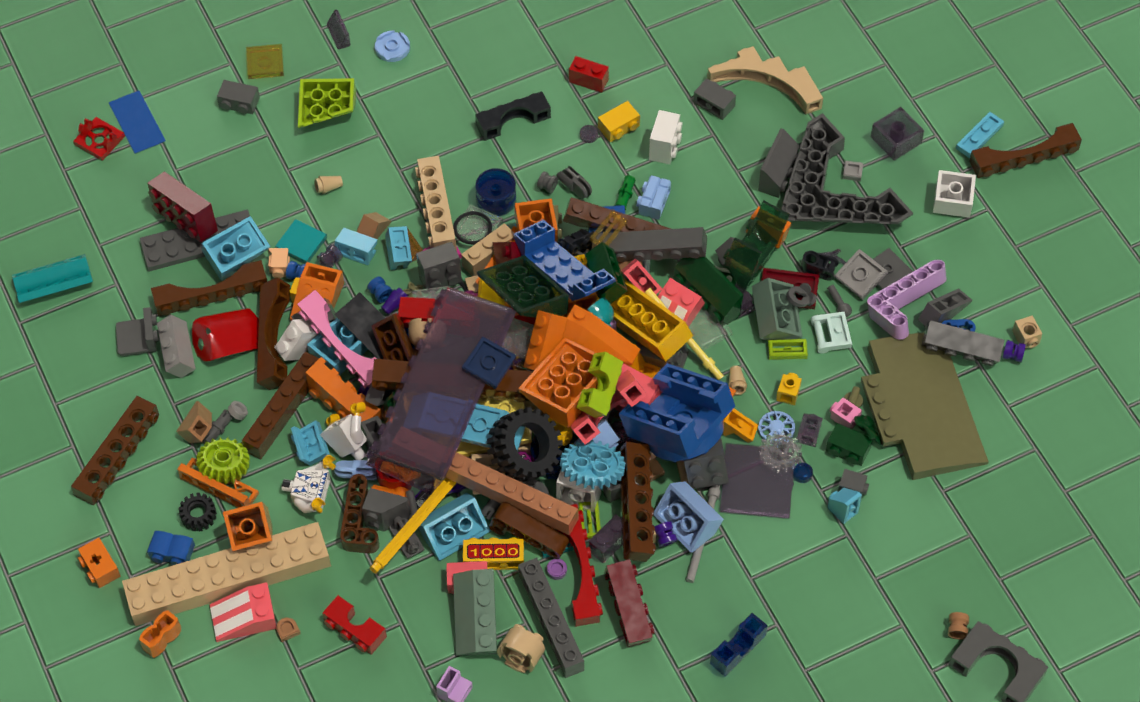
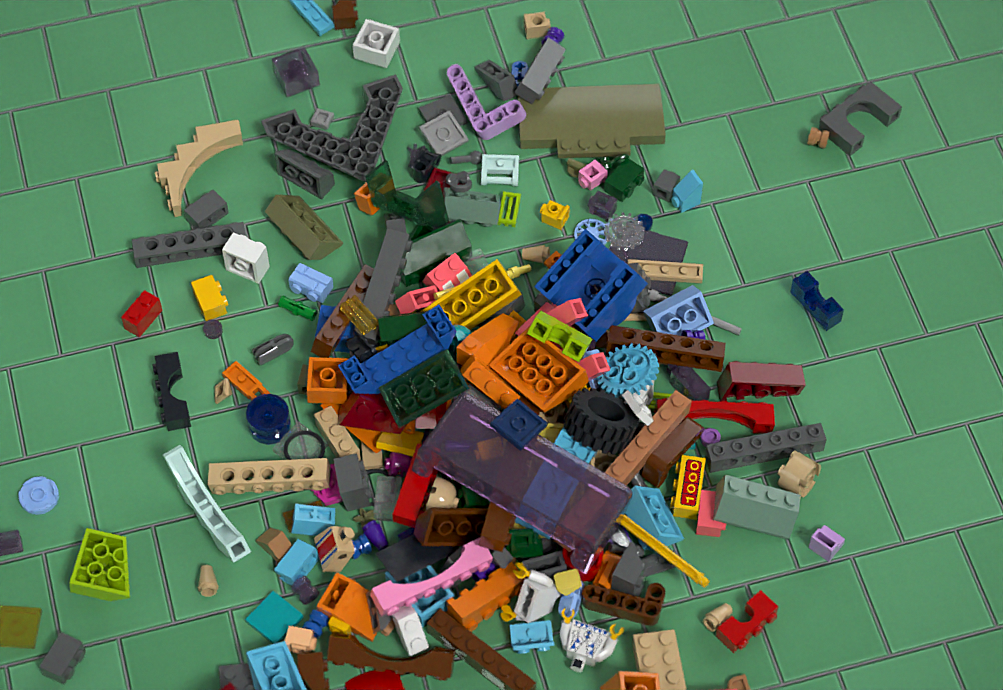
camera: 80 degrees left, 0 degrees up
(356, 598) = (717, 617): none -> tan cone
(358, 455) = (567, 581): none -> light yellow slope
(370, 268) = (335, 548): none -> tan torso
(389, 168) = (211, 517): none -> light aqua arch
(522, 155) = (222, 391): none -> tan slope
(533, 169) = (244, 381): none -> orange hinge
(545, 477) = (638, 408): none -> white wing
(547, 182) = (266, 373): dark grey wheel -> none
(674, 93) = (181, 249): none -> dark grey brick
(718, 179) = (303, 226): none -> olive slope
(744, 498) = (671, 271): none -> tan tile

